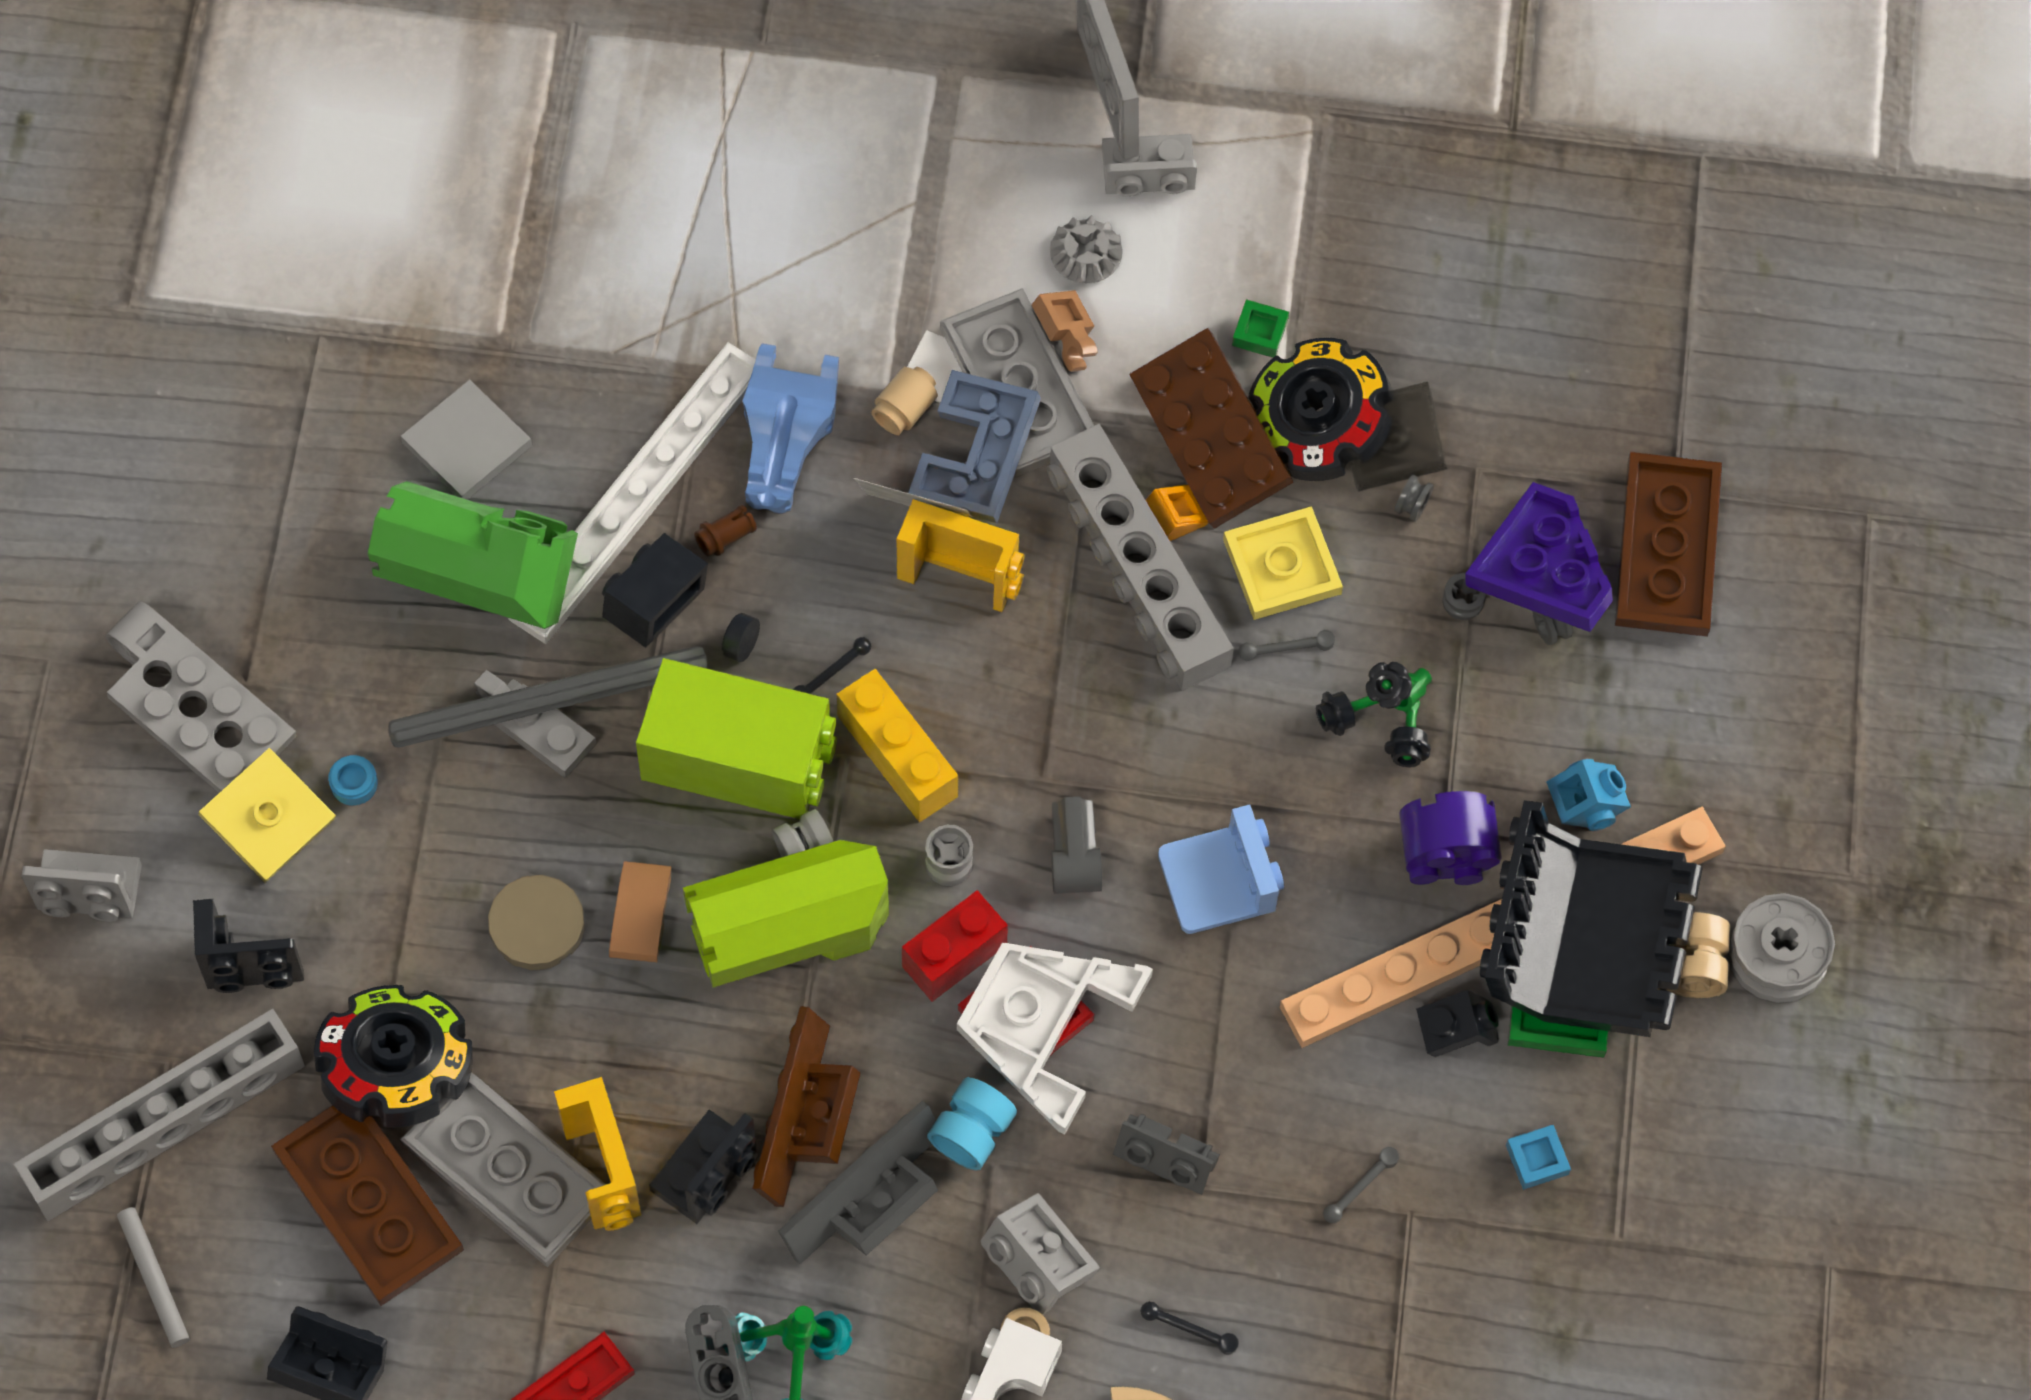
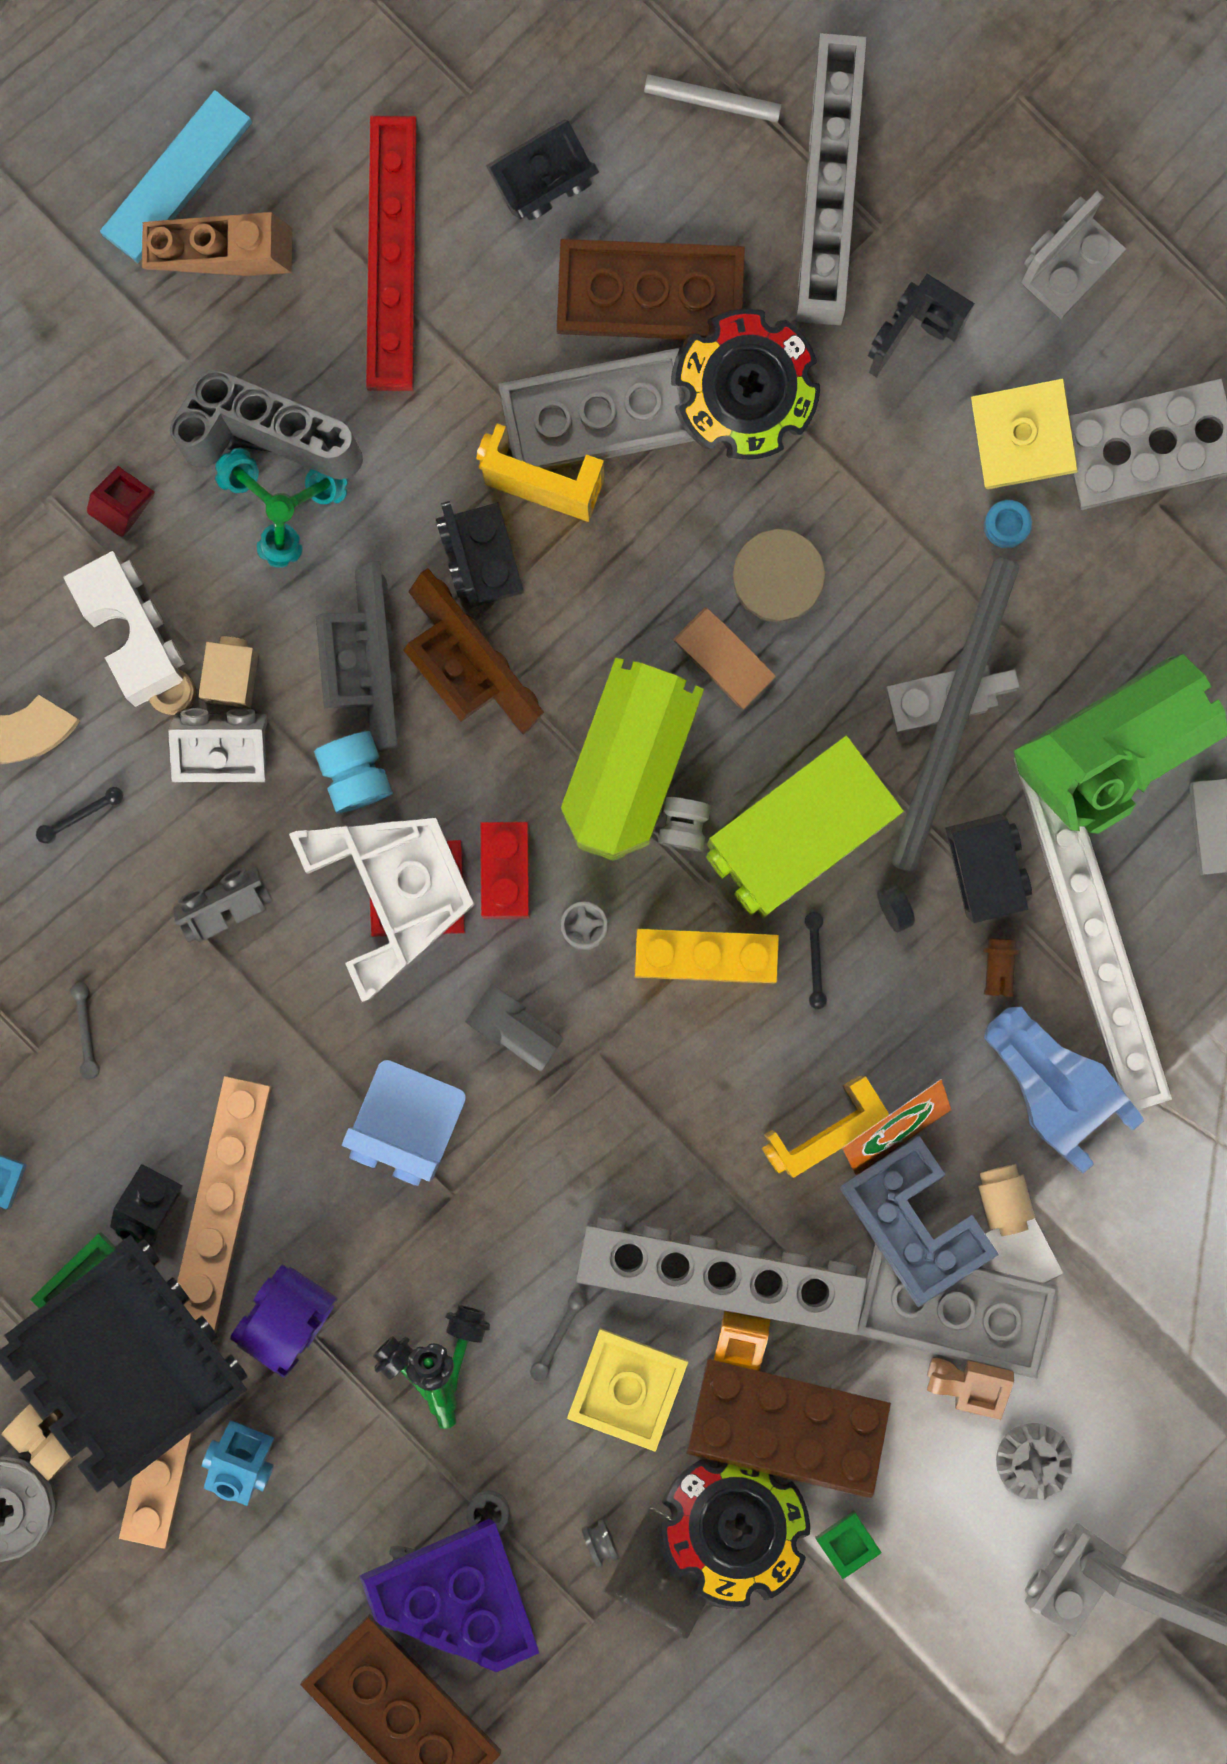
camera: 135 degrees right, 20 degrees up
(971, 1289) = (228, 673): none -> tan brick

